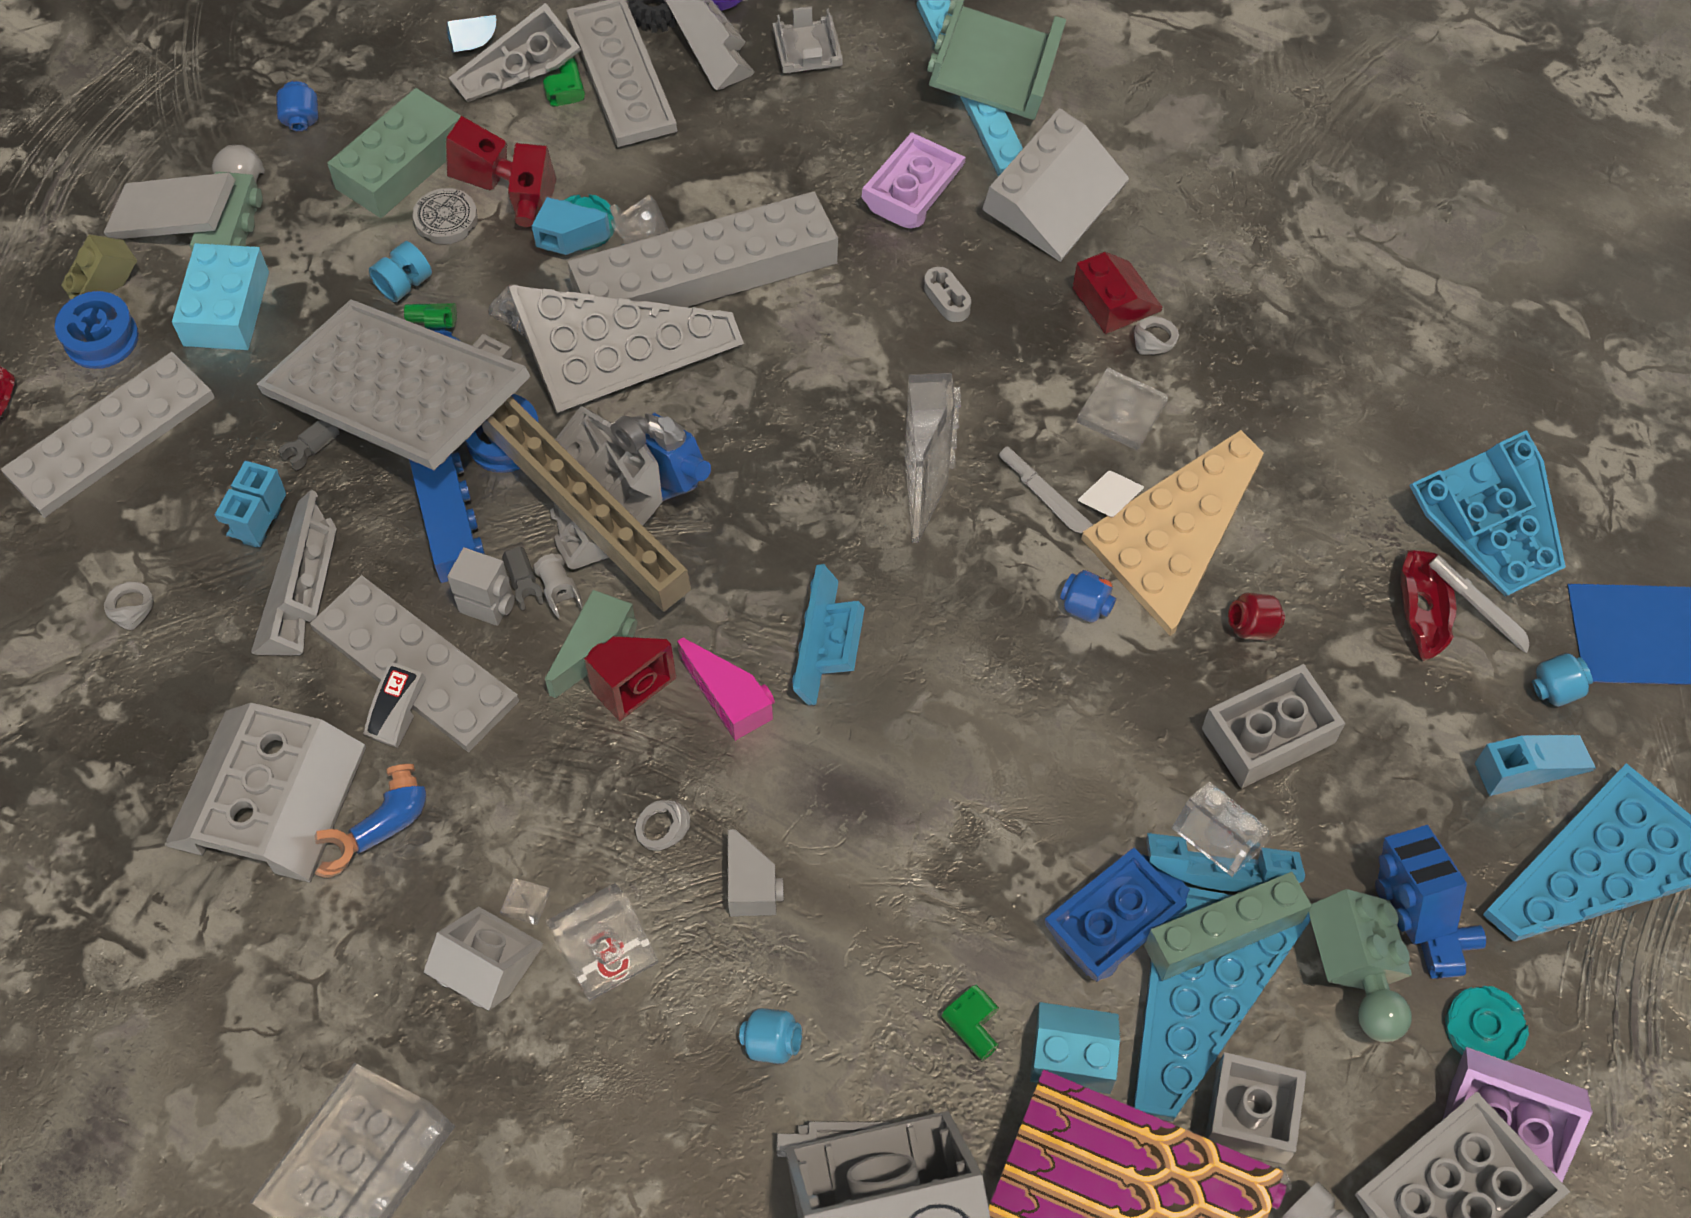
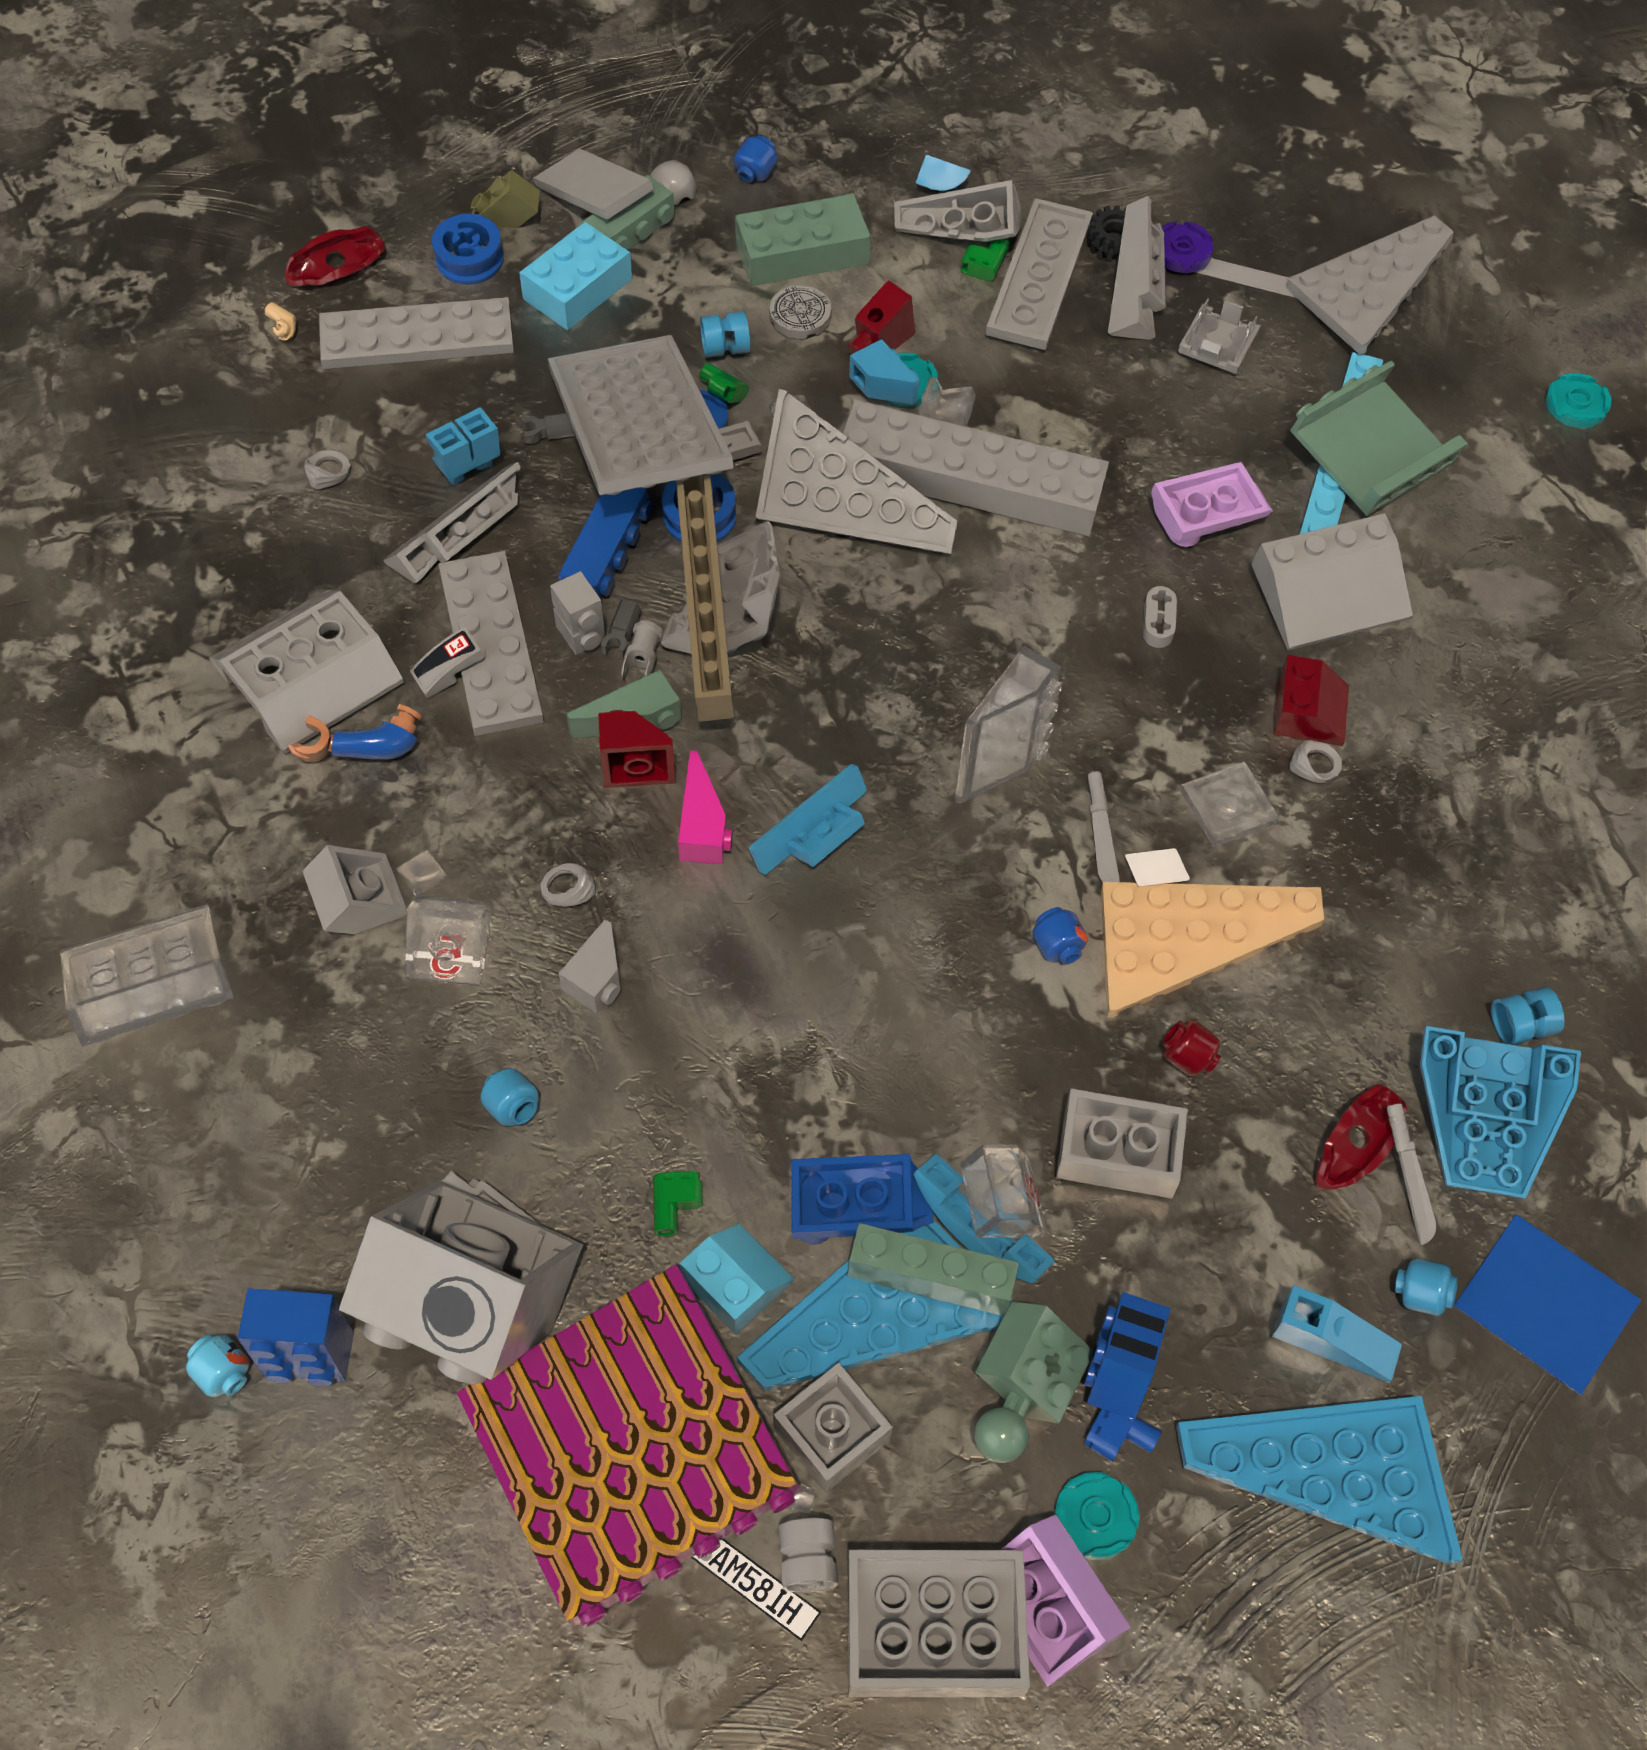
camera: 35 degrees right, 0 degrees up
(476, 155) = (857, 272): dark red torso -> none
(672, 447) = (797, 592): torso -> none
(1461, 430) = (1527, 1016): none -> dark azure wheel

